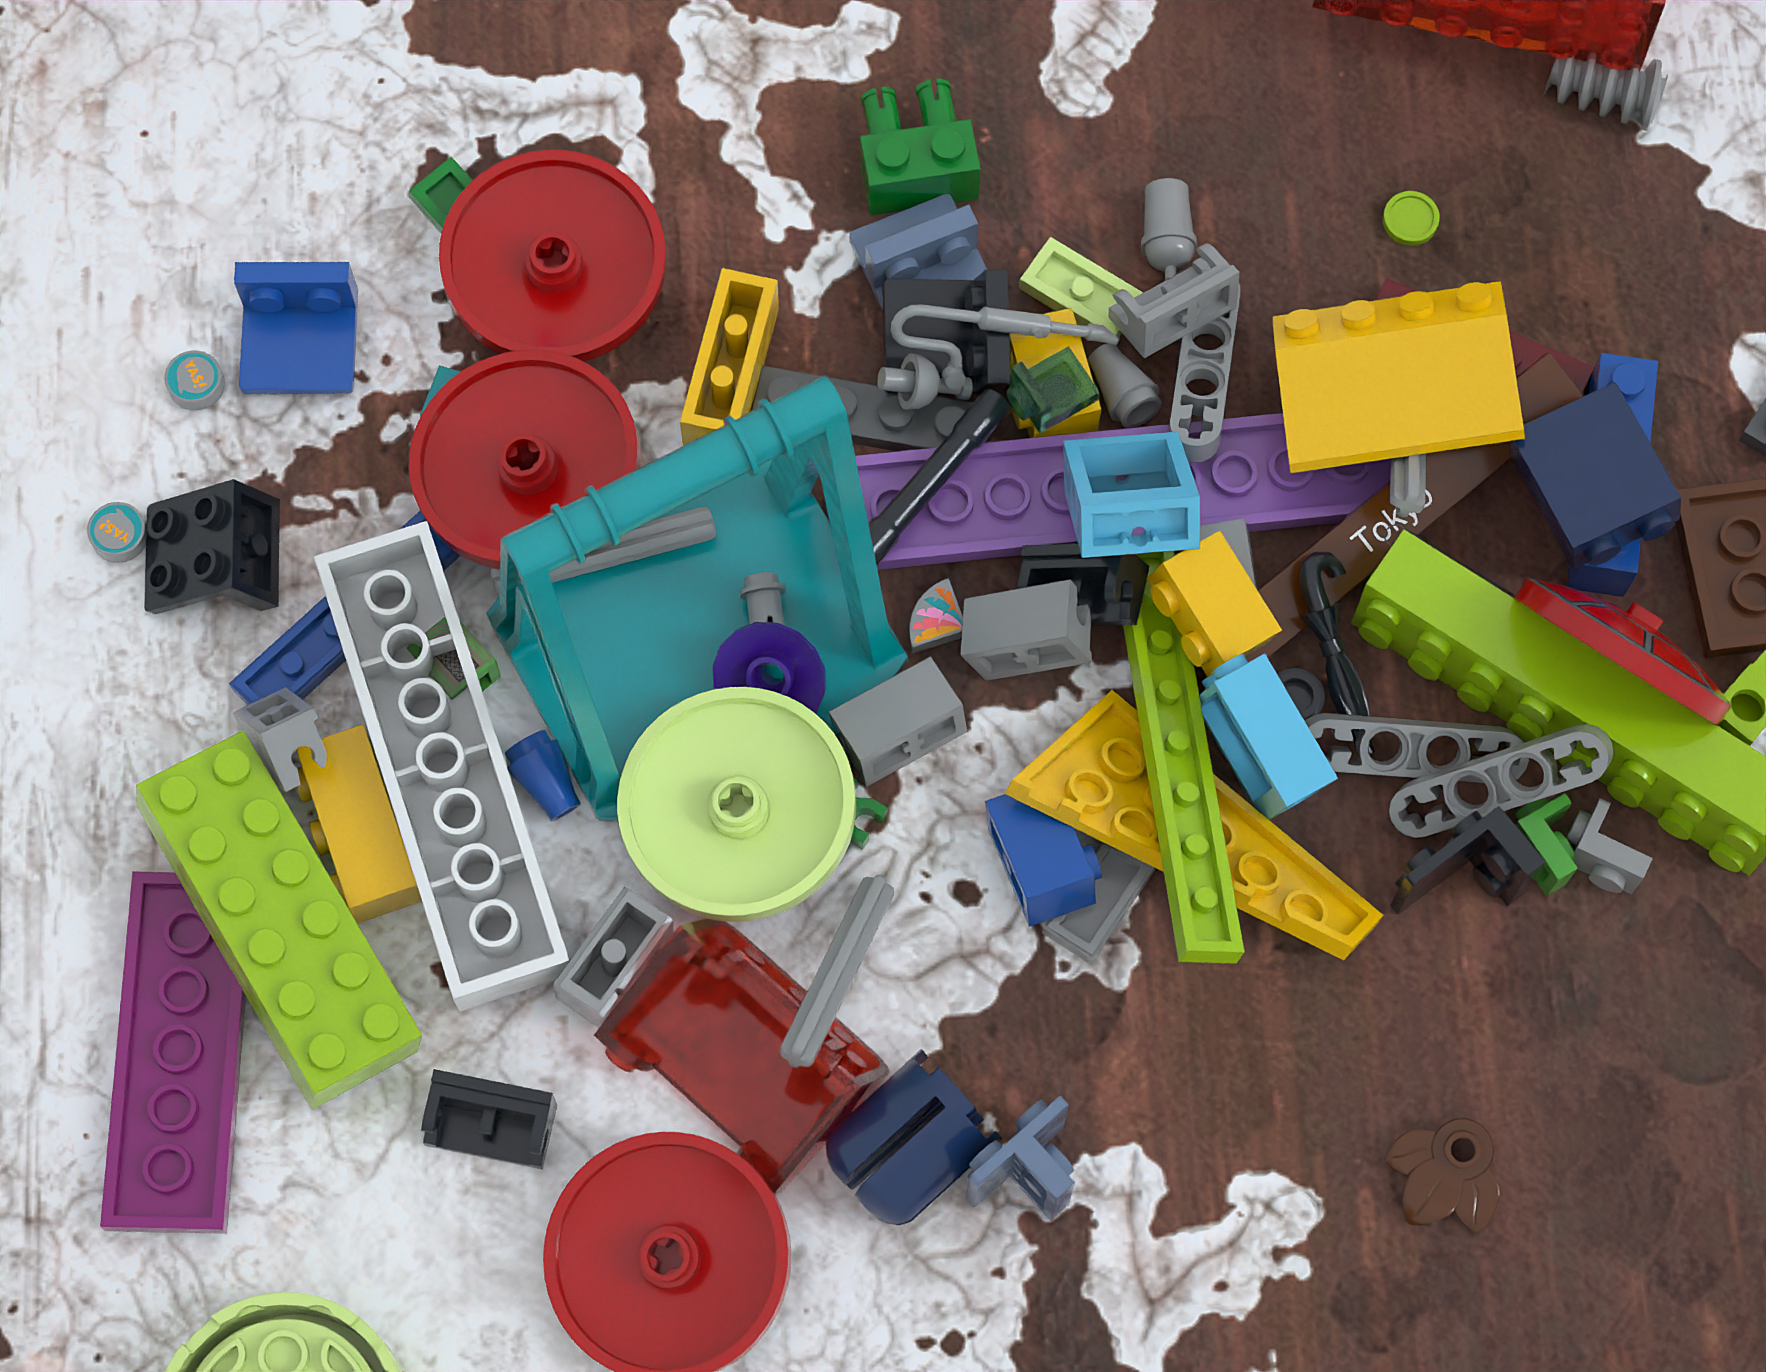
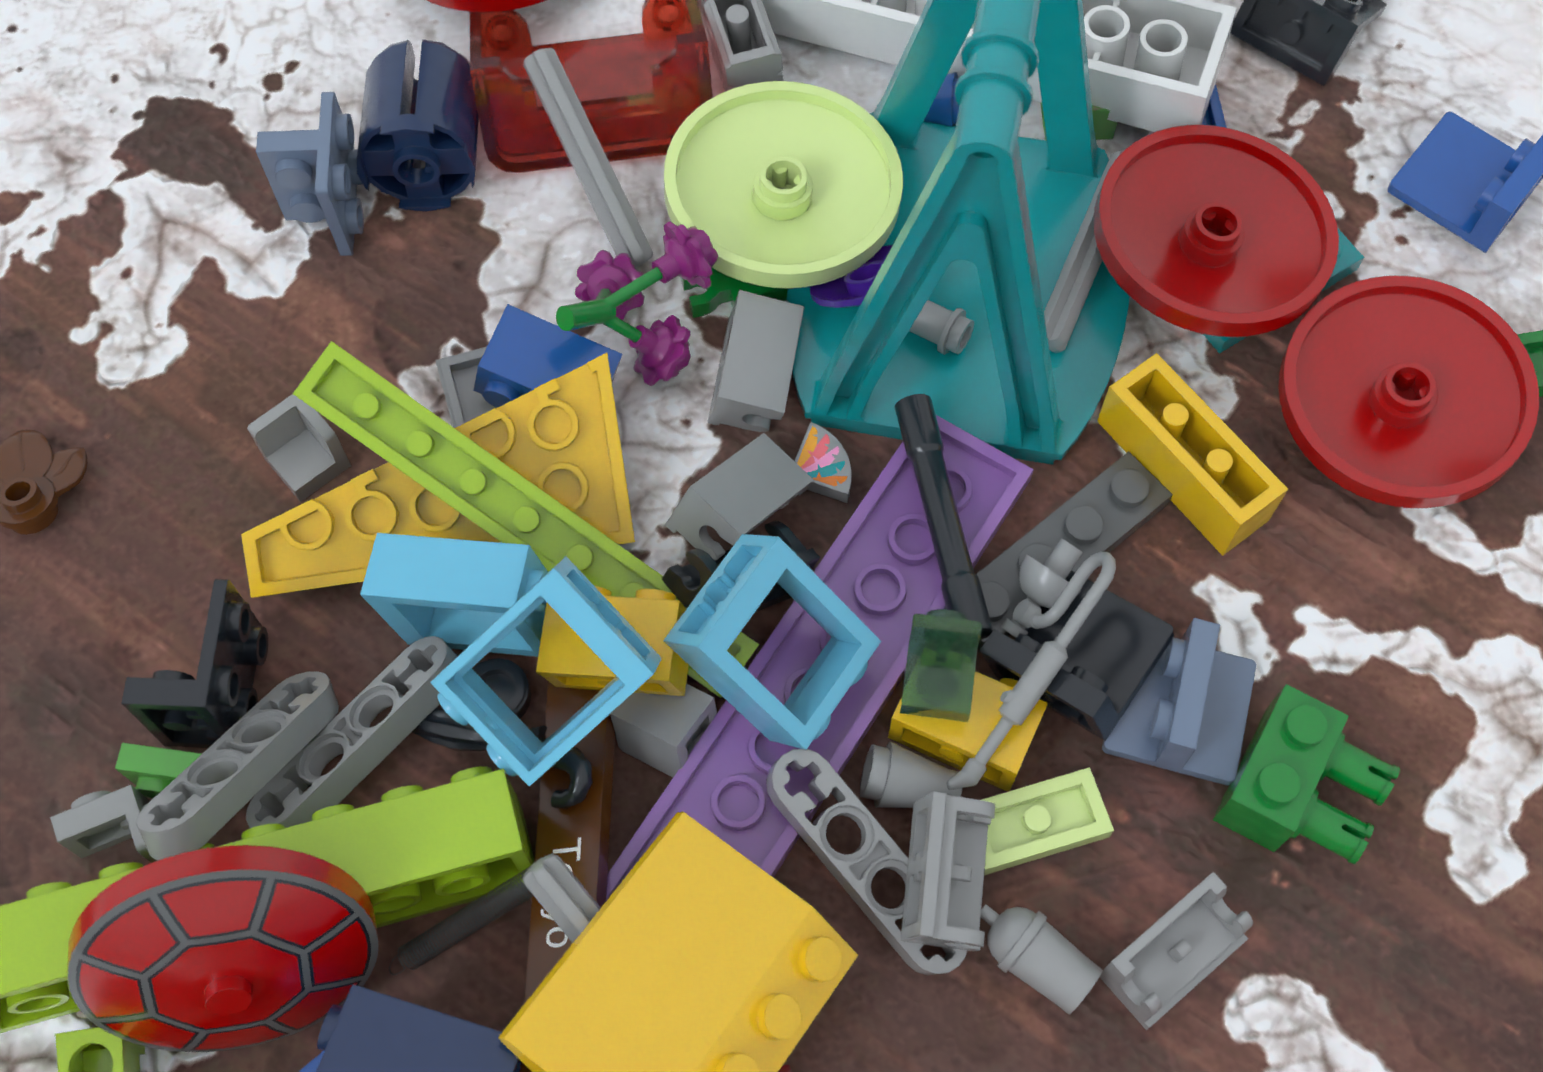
camera: 130 degrees right, 5 degrees down
(194, 380) = (1481, 93): light grey tile -> none
(942, 799) = (614, 287): none -> magenta plant
(1092, 160) = (1177, 952): none -> light grey hinge
(1249, 990) = (299, 446): none -> light grey panel
(1260, 546) = (597, 623): none -> medium azure window

